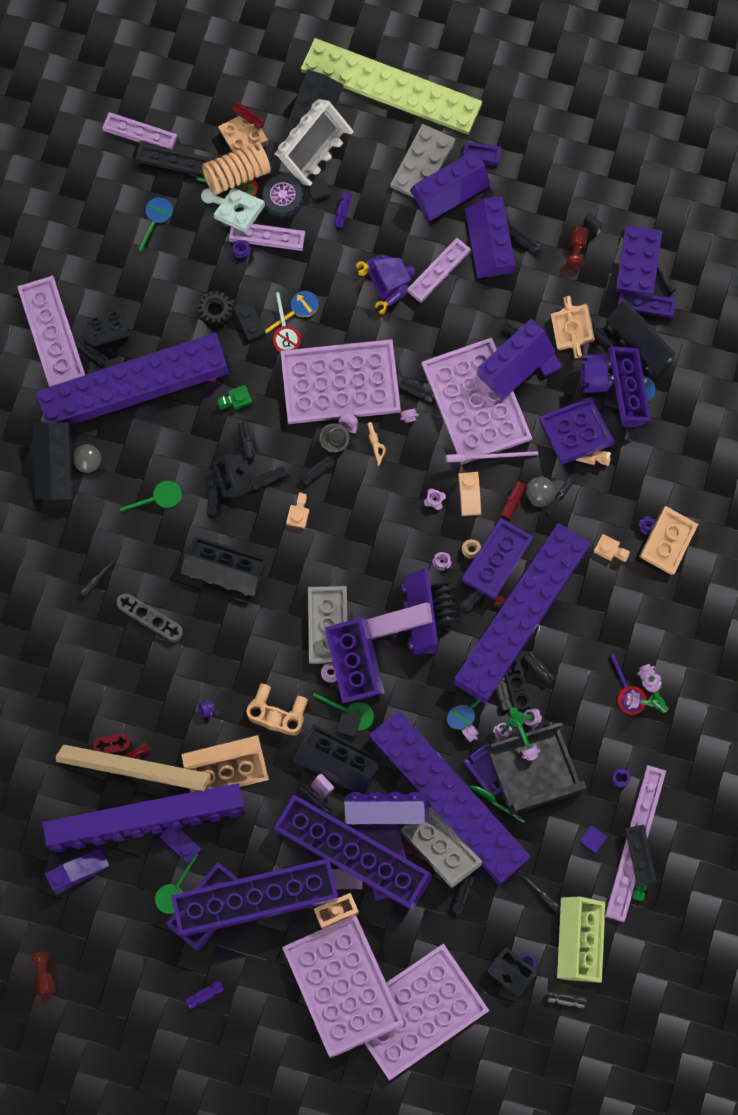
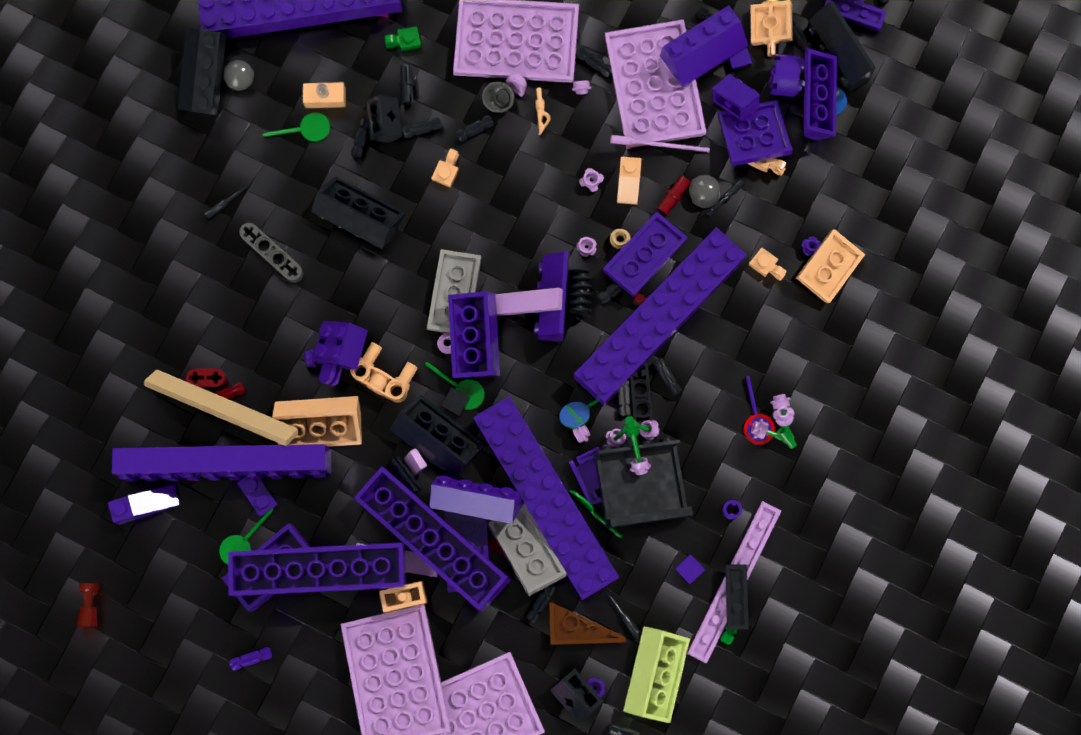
camera: 15 degrees right, 5 degrees up
(171, 463) = (324, 95): none -> light nougat piece
(232, 694) = (338, 349): none -> dark purple brick
(495, 912) = (574, 629): none -> reddish brown wing
(553, 401) = (736, 97): none -> dark purple brick

